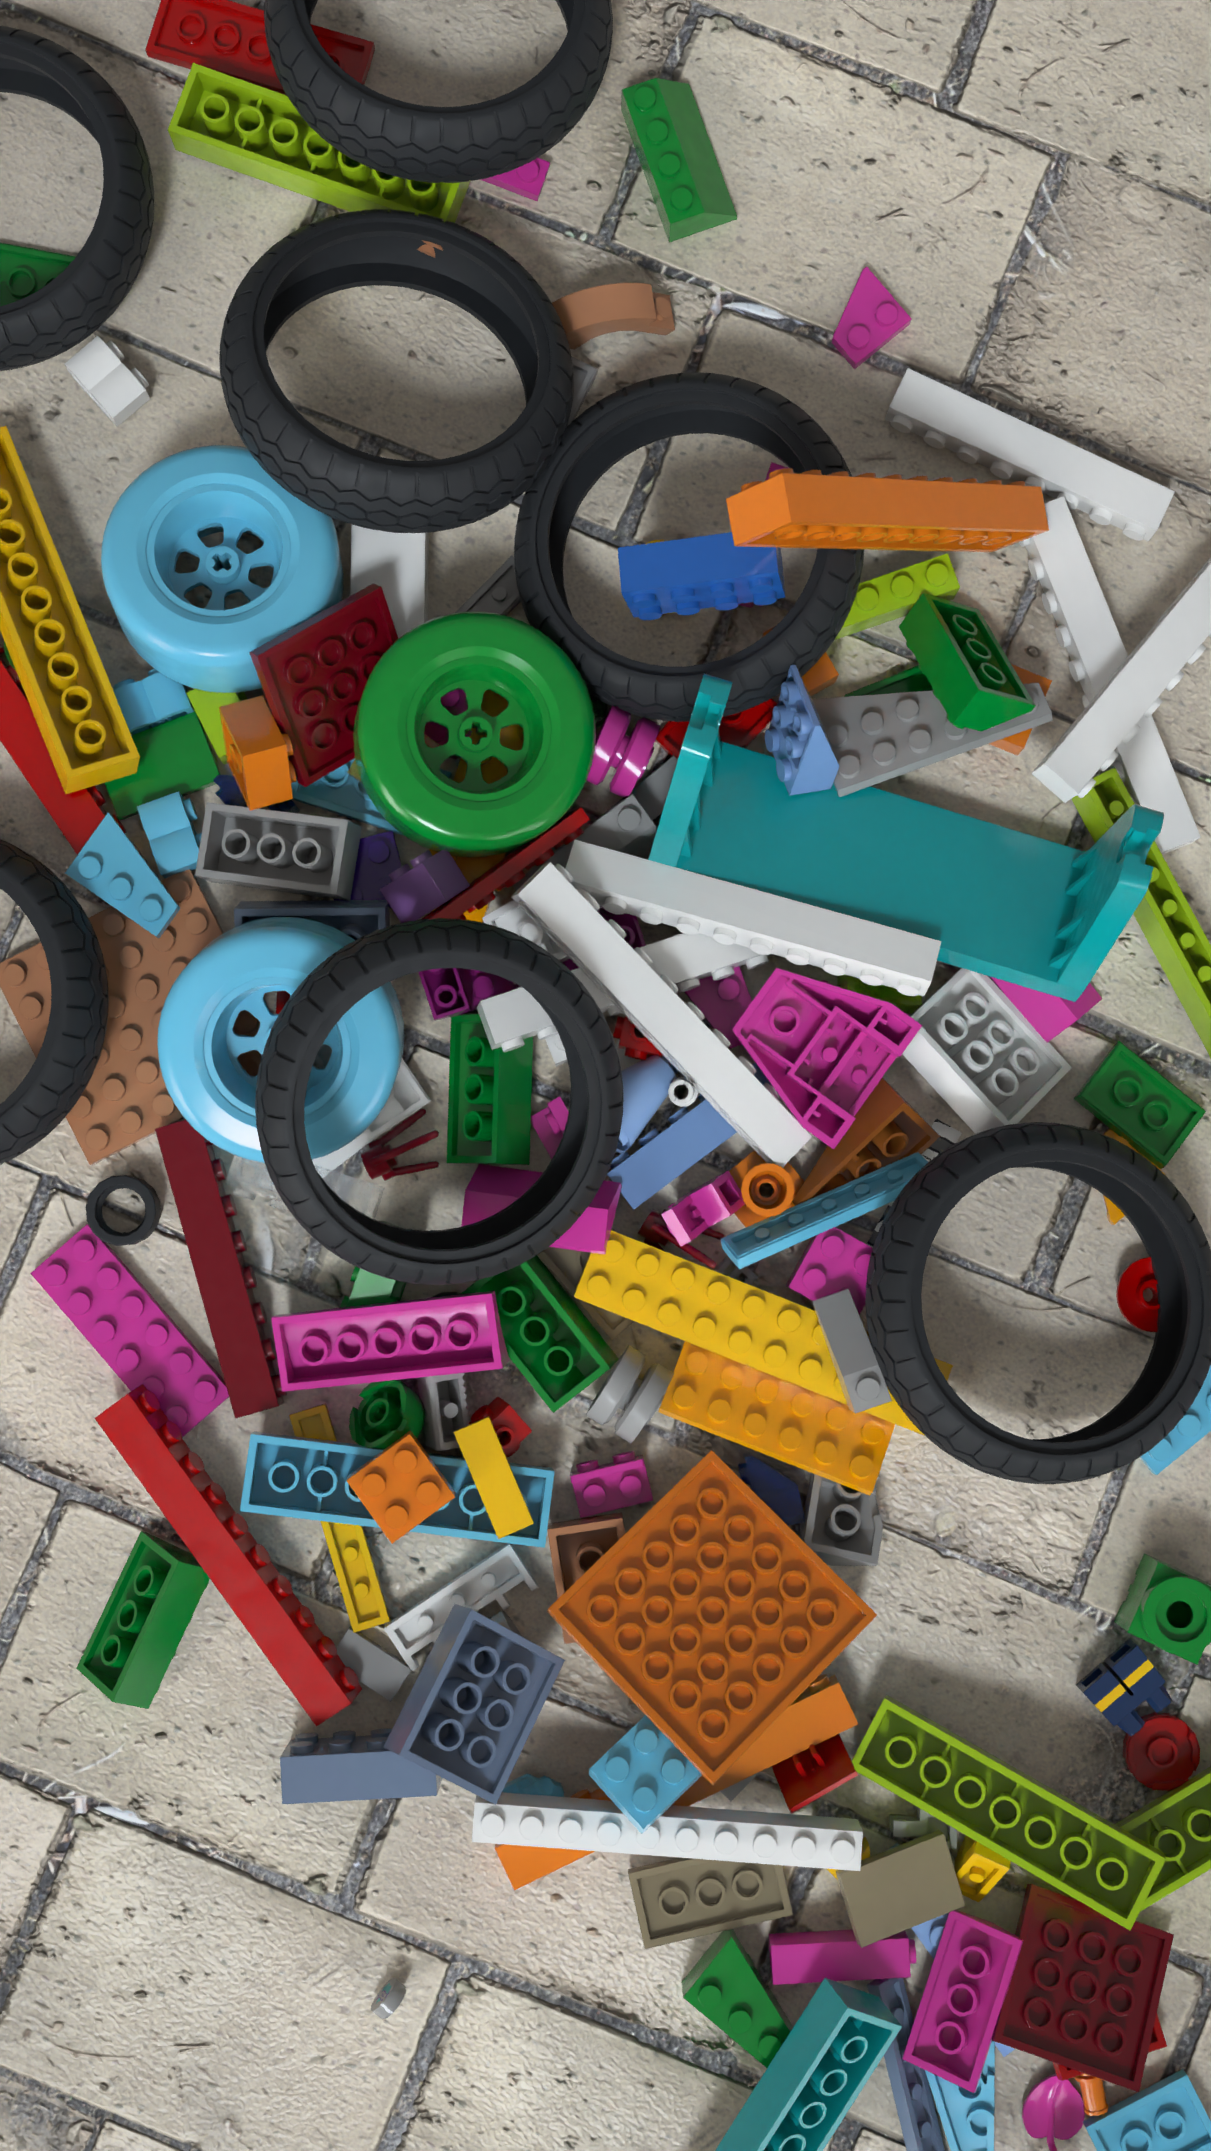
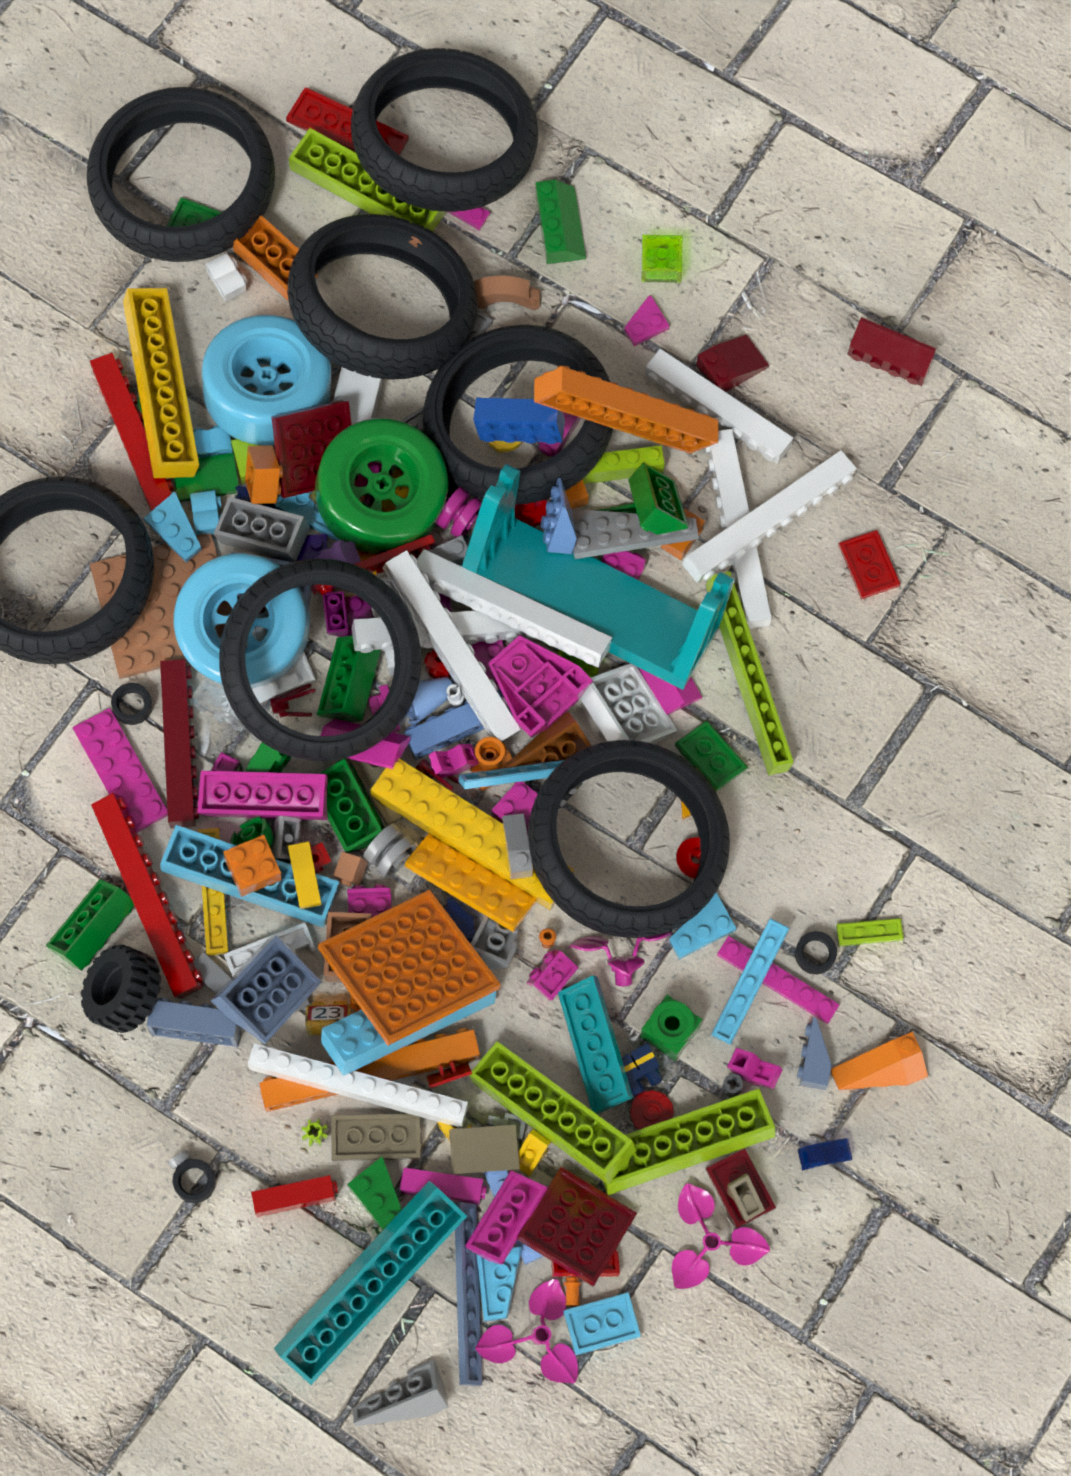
camera: 10 degrees right, 15 degrees down
(172, 322) = (268, 254): none -> orange brick
(223, 1745) = (120, 988): none -> black tyre
(310, 1287) = (225, 763): none -> dark pink tile
(412, 2058) = (203, 1195): none -> black tyre
(566, 1437) = (350, 869): none -> nougat brick
(586, 1710) = (321, 1015): none -> slope
(595, 2022) = (294, 1195): none -> red brick
(604, 1917) = (317, 1127): none -> lime gear
(875, 193) = (661, 258): none -> clear neon green brick
(929, 784) = (626, 562): none -> dark pink bracket
(935, 1496) = (547, 933): none -> orange pin
(946, 1548) = (552, 973): none -> dark pink bracket
(1034, 368) = (731, 363): none -> dark red slope
(1050, 1668) = (595, 1045): none -> teal plate
(1079, 1532) = (621, 966): none -> dark pink plant

